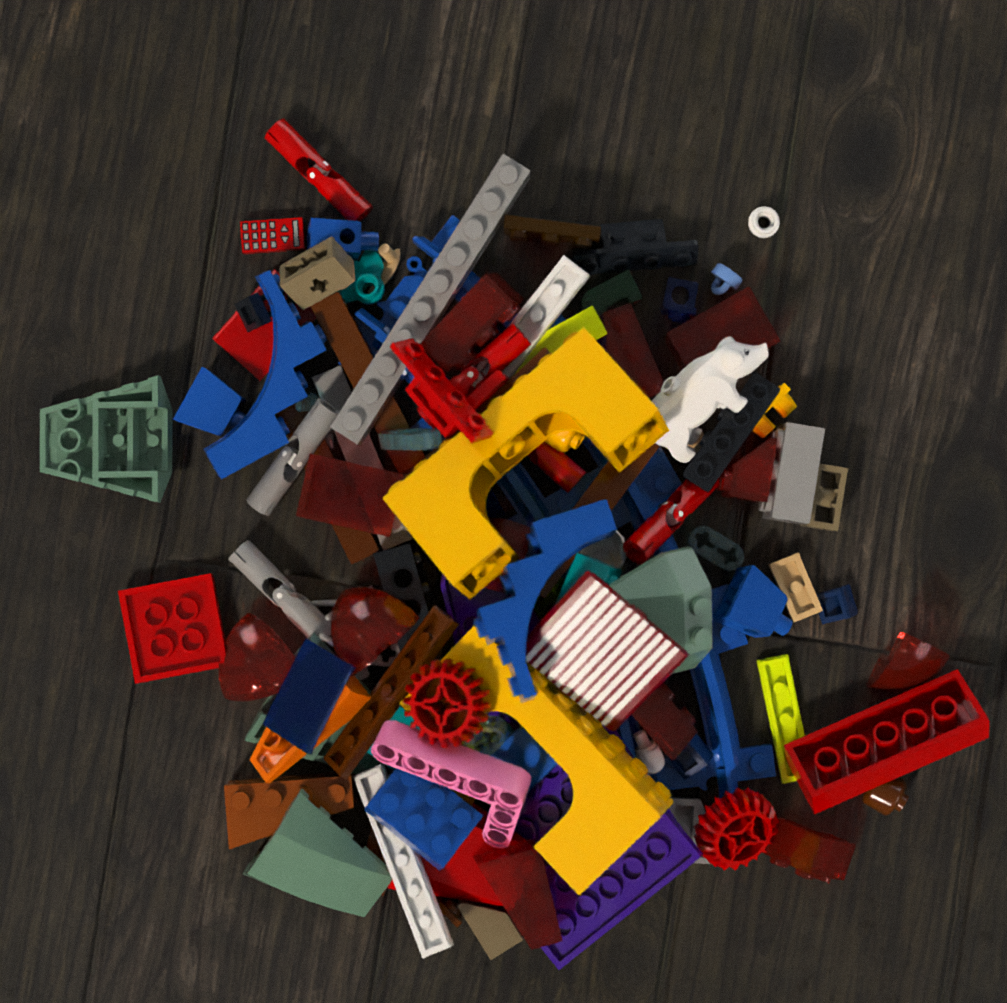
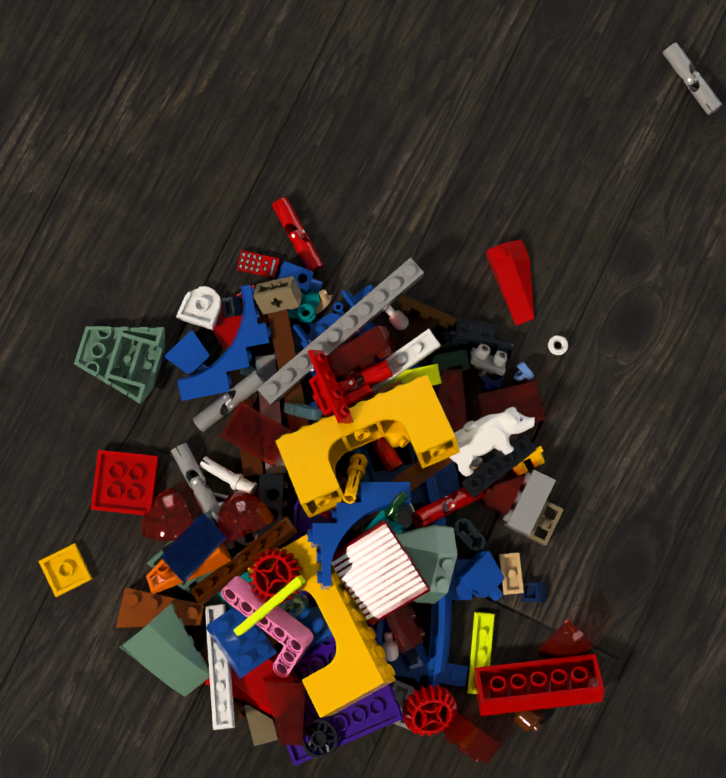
camera: 20 degrees right, 5 degrees down
(126, 784) = (65, 570): none -> yellow tile
(206, 328) = (201, 307): none -> white tile
(341, 574) = (236, 481): none -> white pin
(452, 753) = (269, 605): none -> neon yellow tile
(509, 254) = (397, 318): none -> white cylinder
(519, 510) = (355, 474): none -> yellow pin
(586, 920) = (320, 738): none -> black wheel
(593, 551) = (395, 505): none -> dark green arm
(662, 132) = (513, 274): none -> red wedge
(664, 280) = (486, 362): none -> light grey hips

